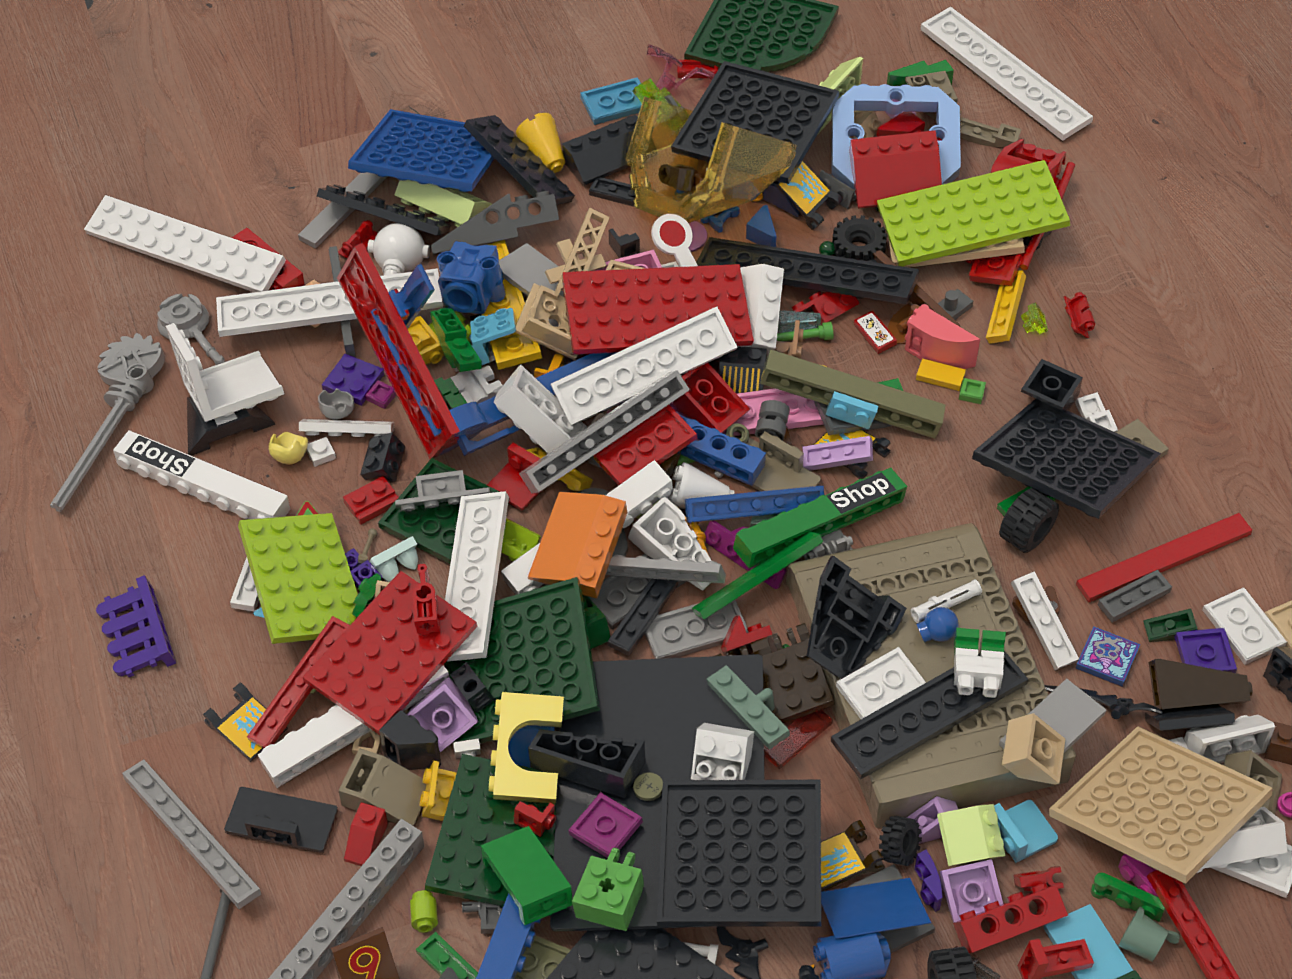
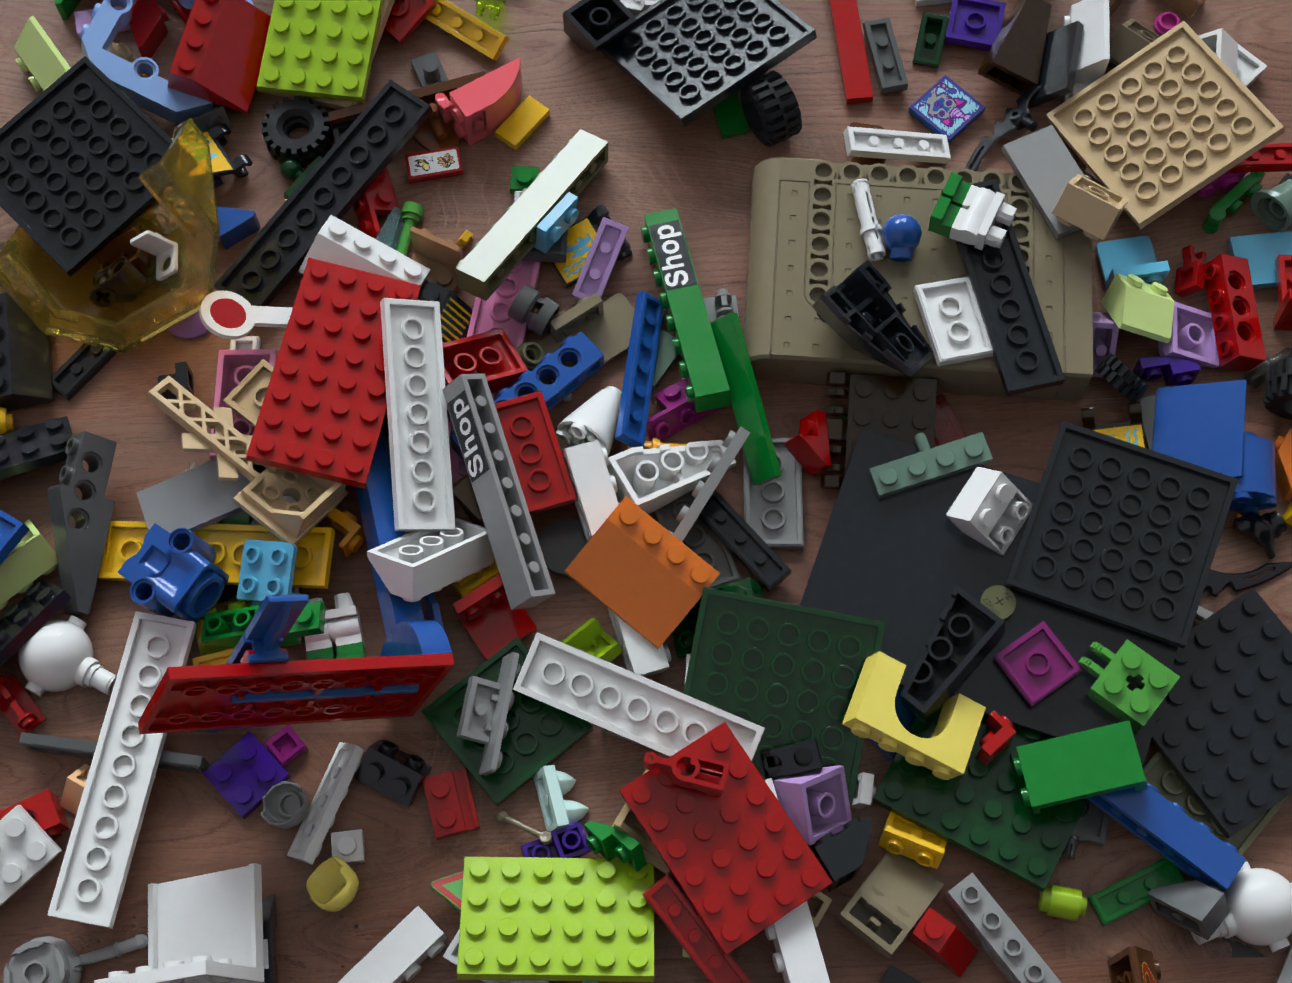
camera: 70 degrees left, 15 degrees up
(972, 391) = (558, 101): bright green tile -> none

